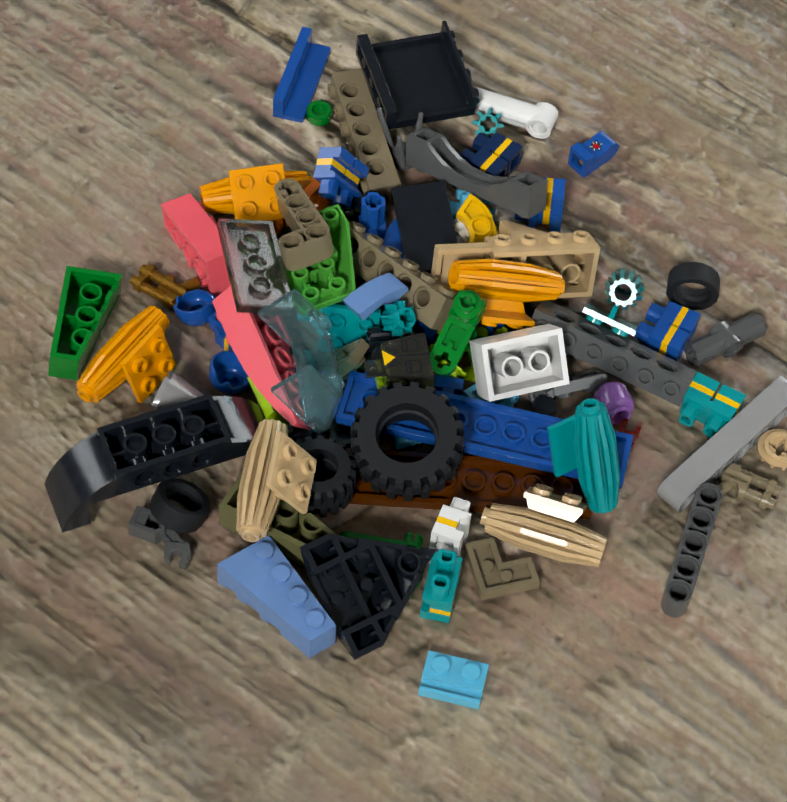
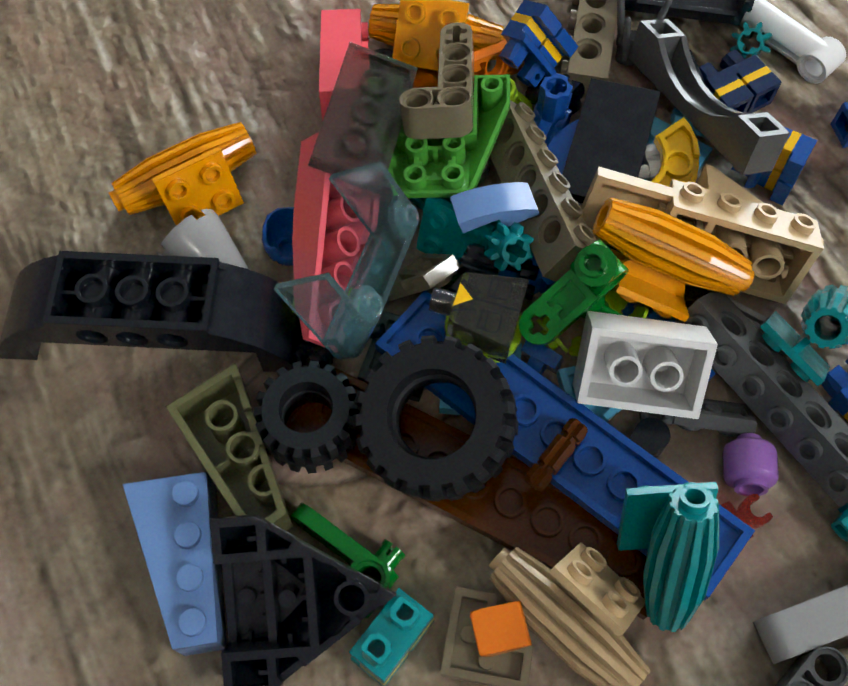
camera: 30 degrees right, 10 degrees up
(82, 314) = (161, 109): green wedge -> none
(167, 288) = (283, 114): pearl gold piece -> none
(173, 543) = (106, 430): dark grey piece -> none
(174, 517) = (126, 408): black tyre -> none
(194, 307) = (288, 139): blue hair -> none
(272, 471) = (231, 406): tan plate -> none
(451, 527) = (437, 562): white hips -> none
(491, 436) = (556, 454): none -> reddish brown axle
(507, 550) = (500, 629): none -> orange slope

